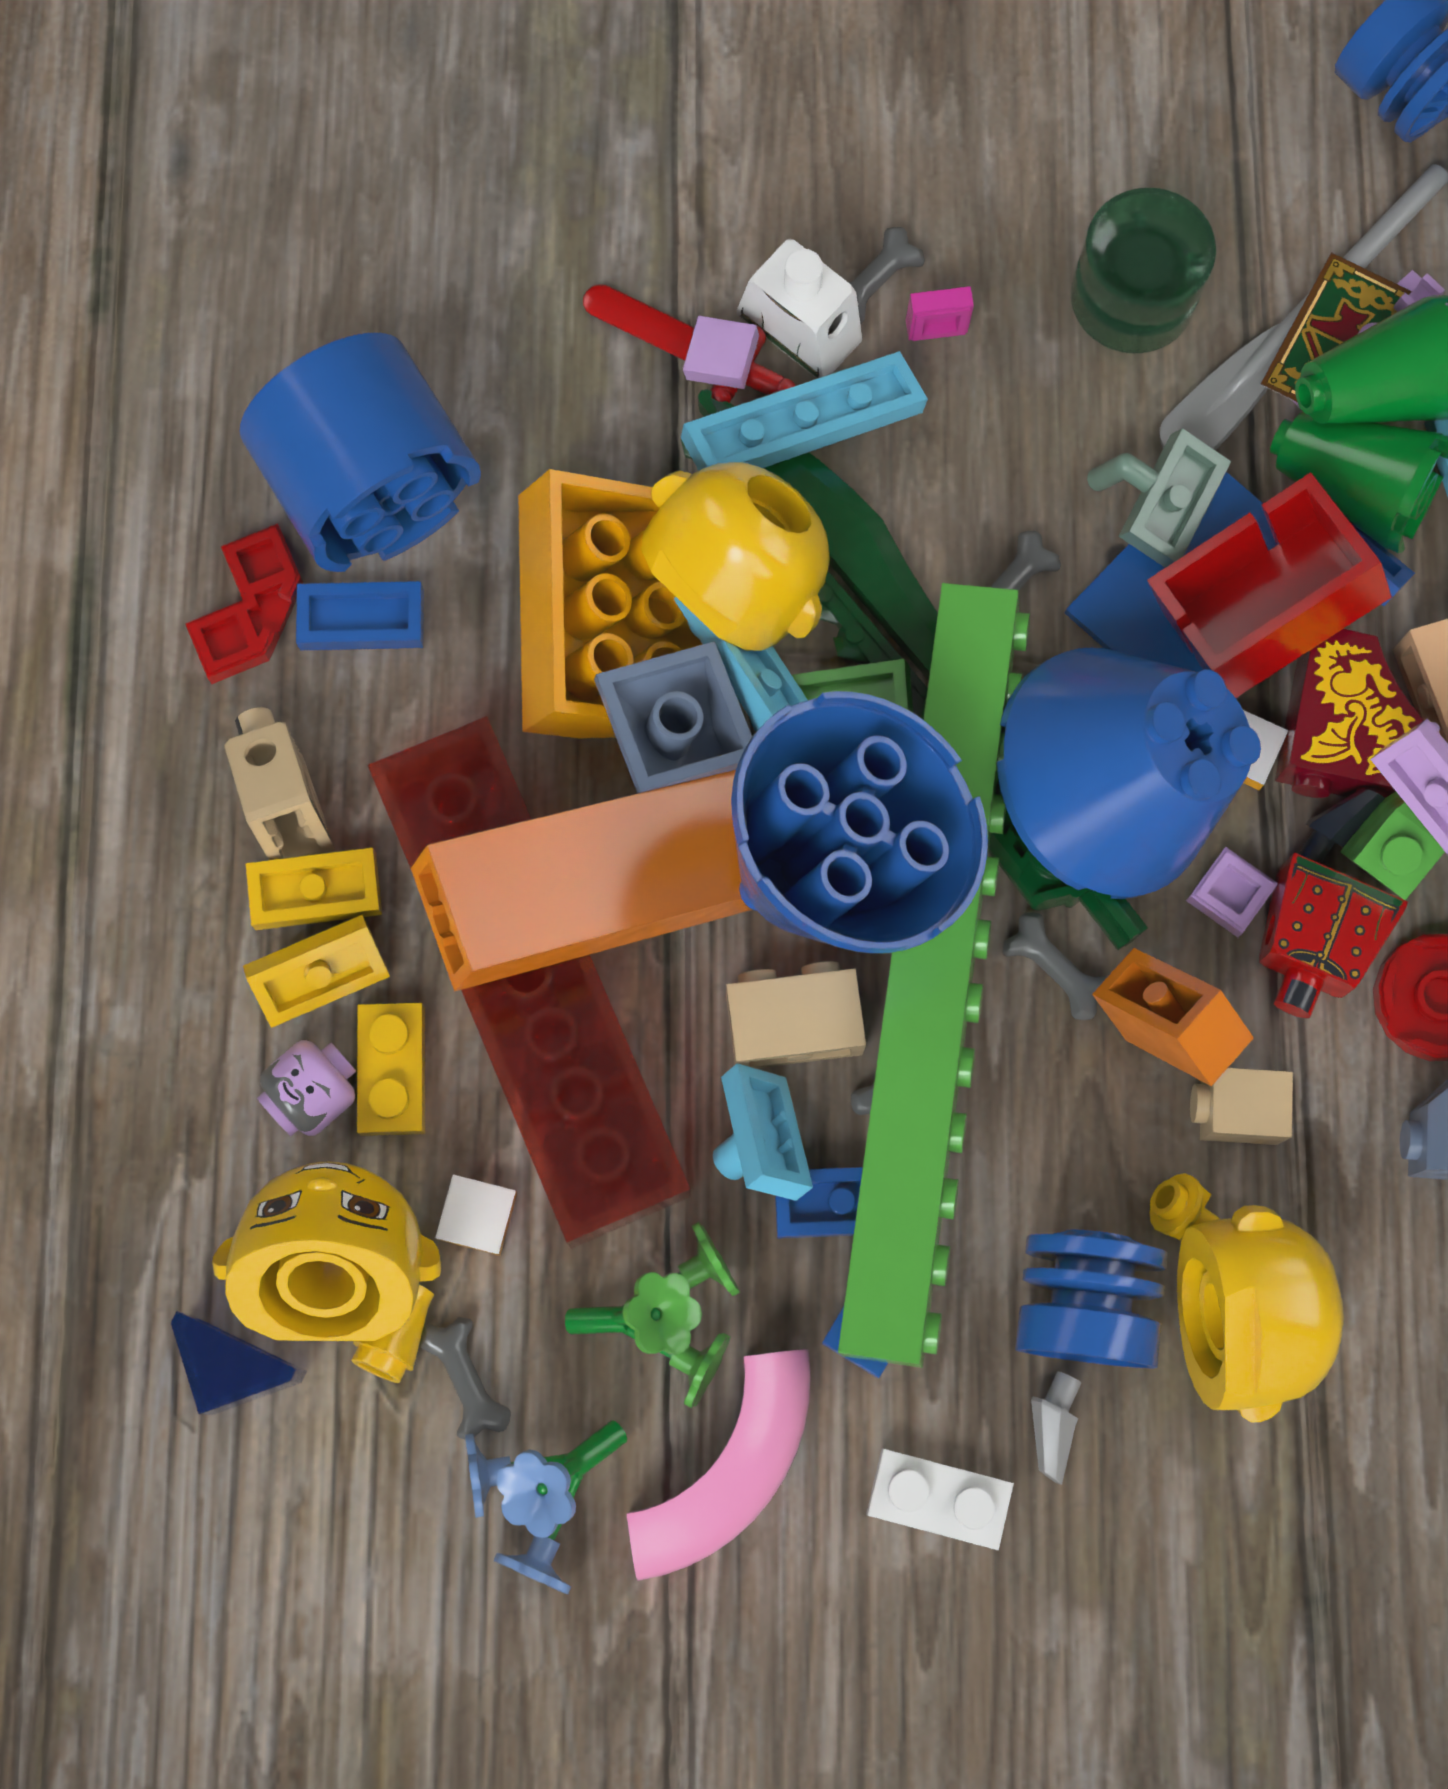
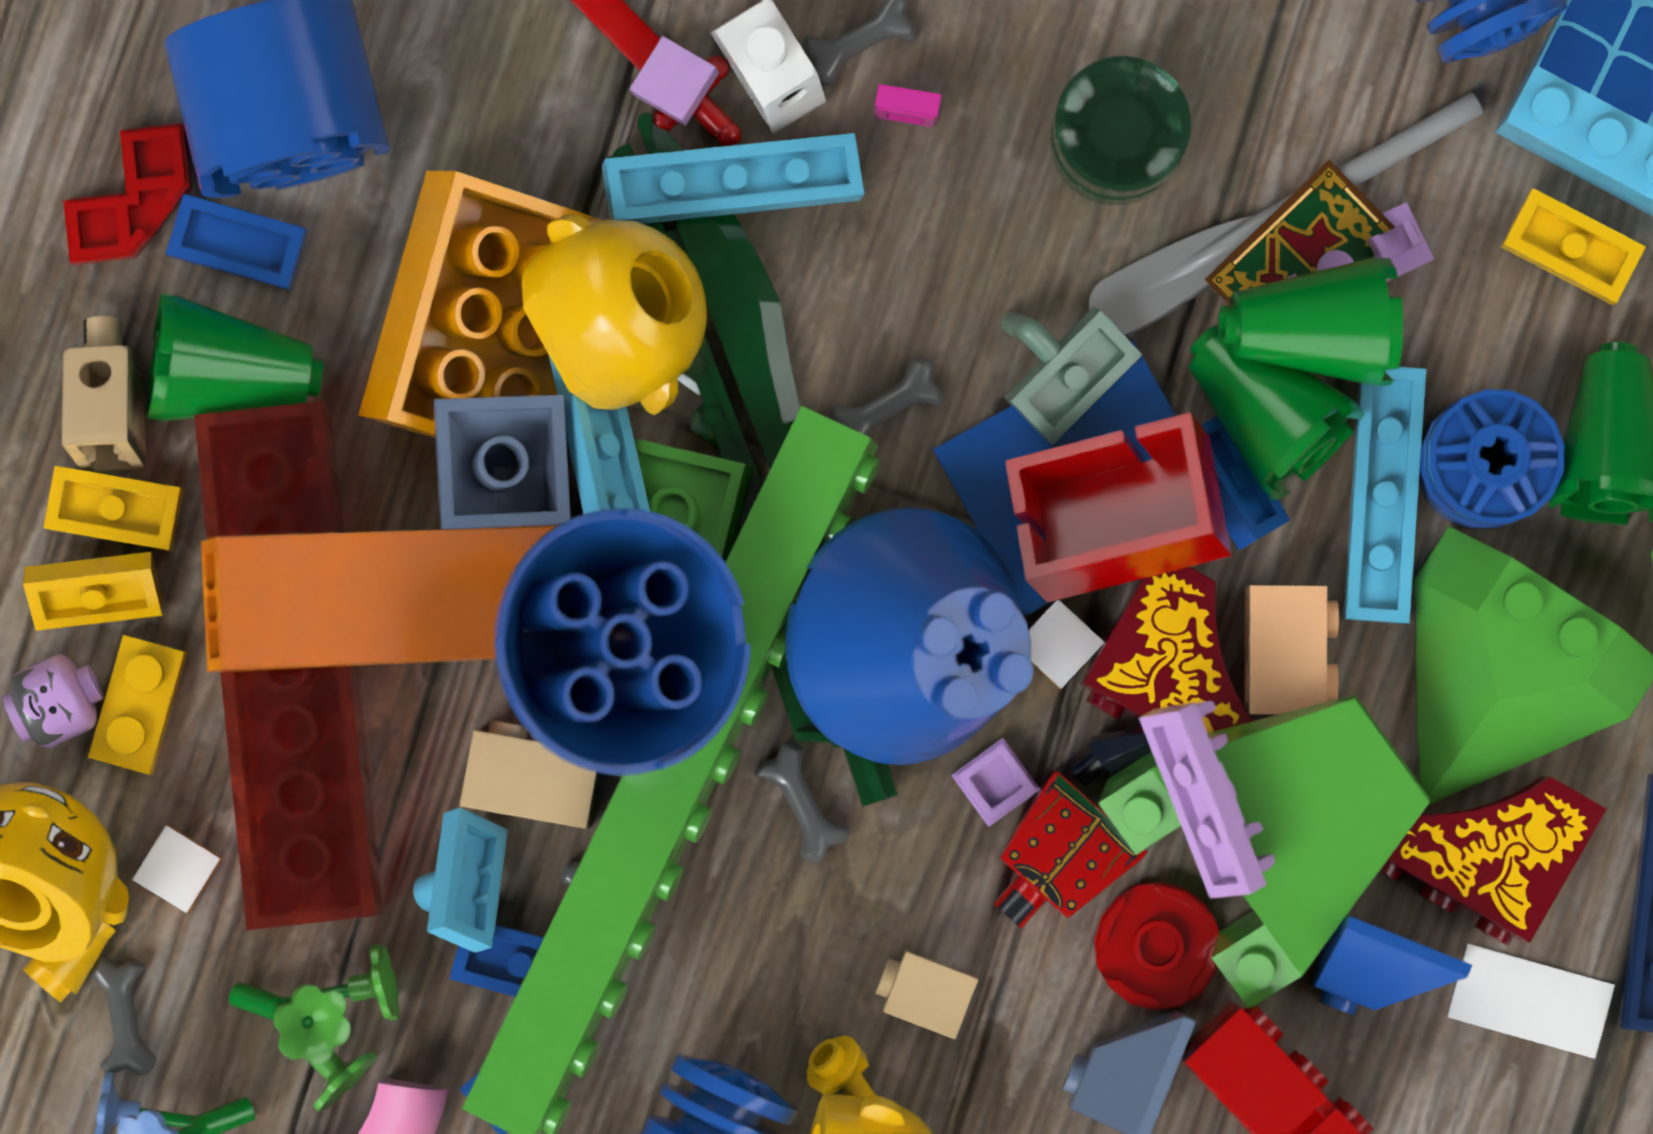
camera: 20 degrees right, 10 degrees up
(374, 714) = (222, 364): none -> green cone
(1173, 1016) = (881, 892): orange brick -> none

